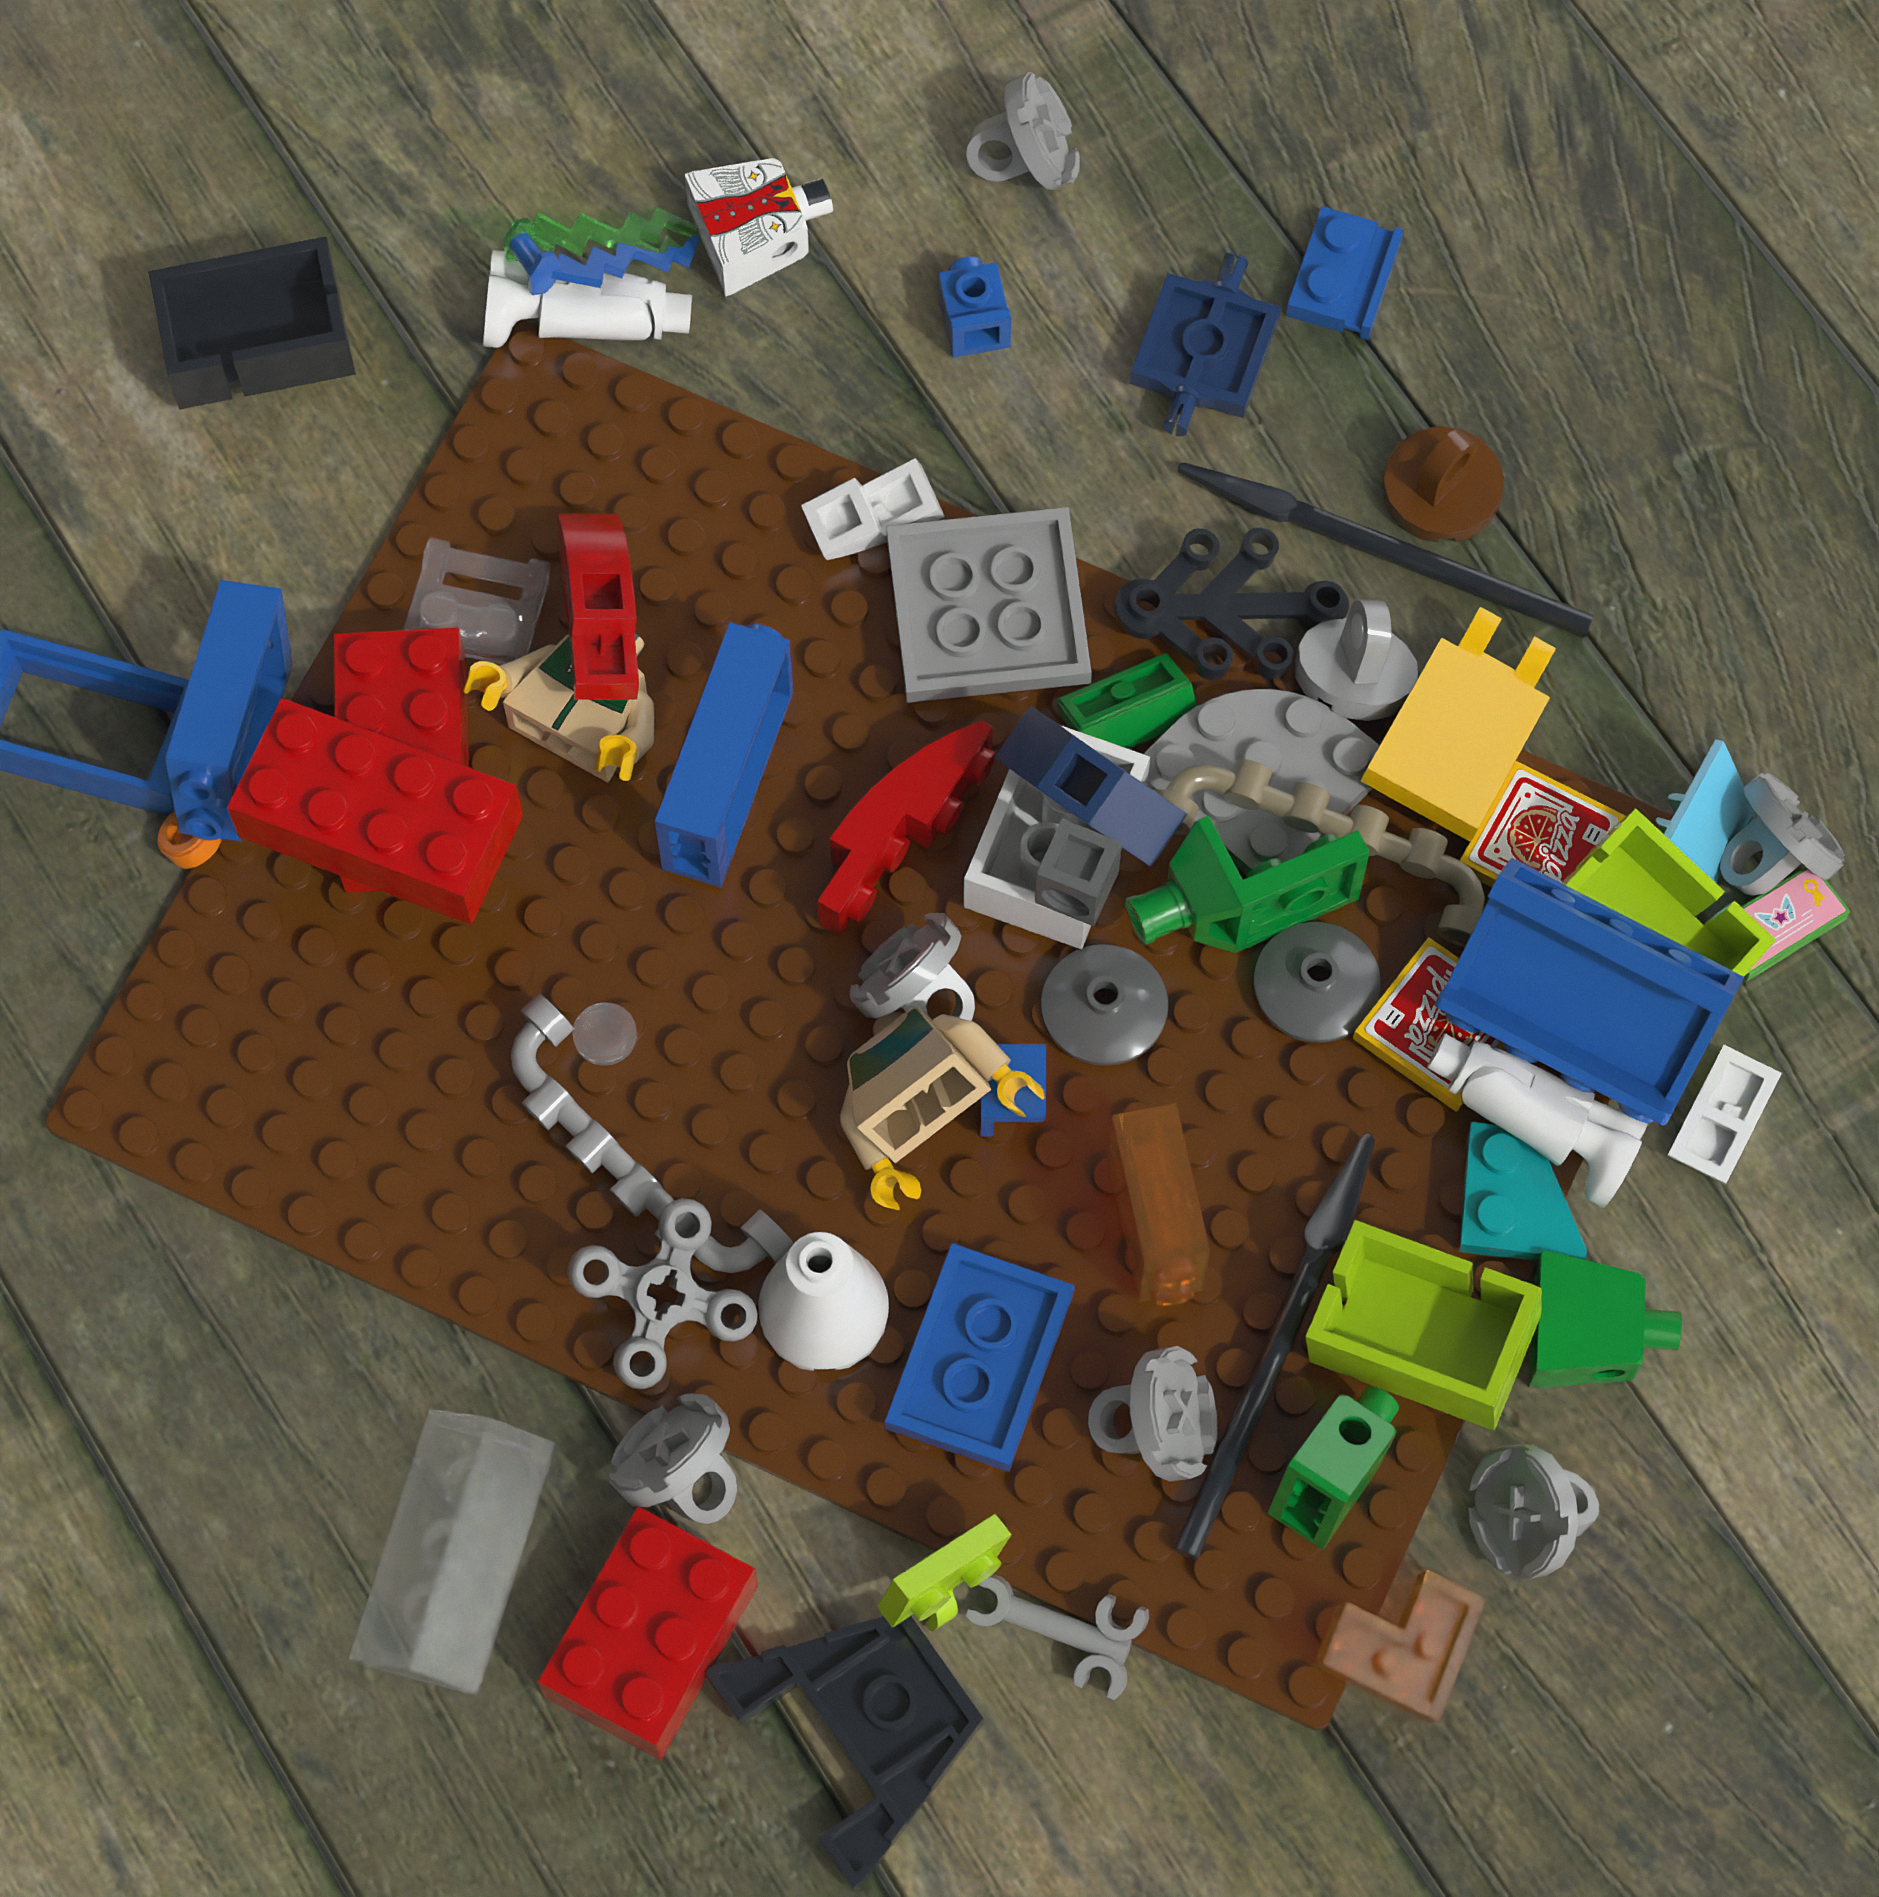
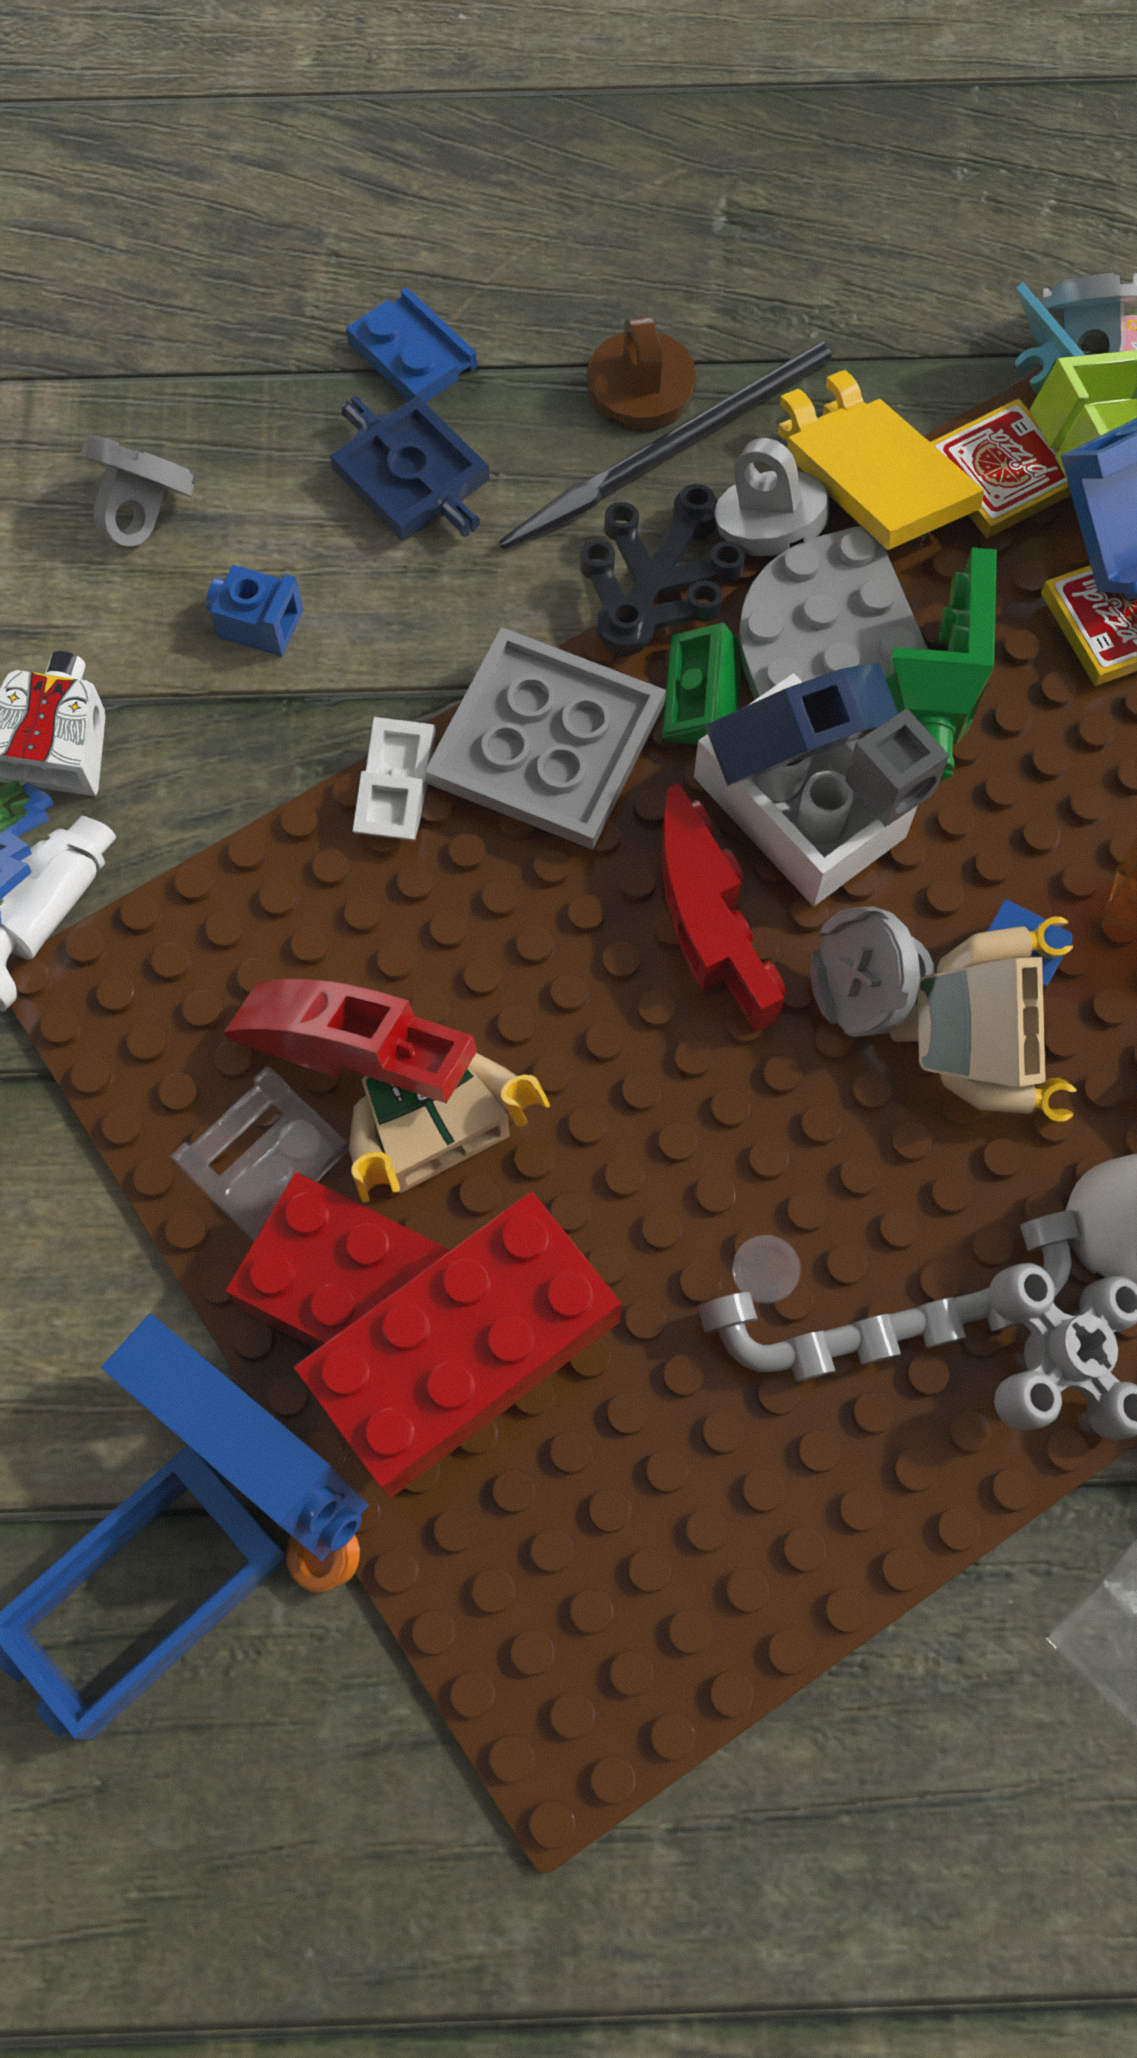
camera: 60 degrees left, 0 degrees up
(725, 753) = (571, 1007): blue window -> none
(1098, 1031) = (959, 871): dark grey dish -> none
(1308, 812) = (934, 572): dark tan bar -> none
(1313, 1008) = (1030, 704): dark grey dish -> none

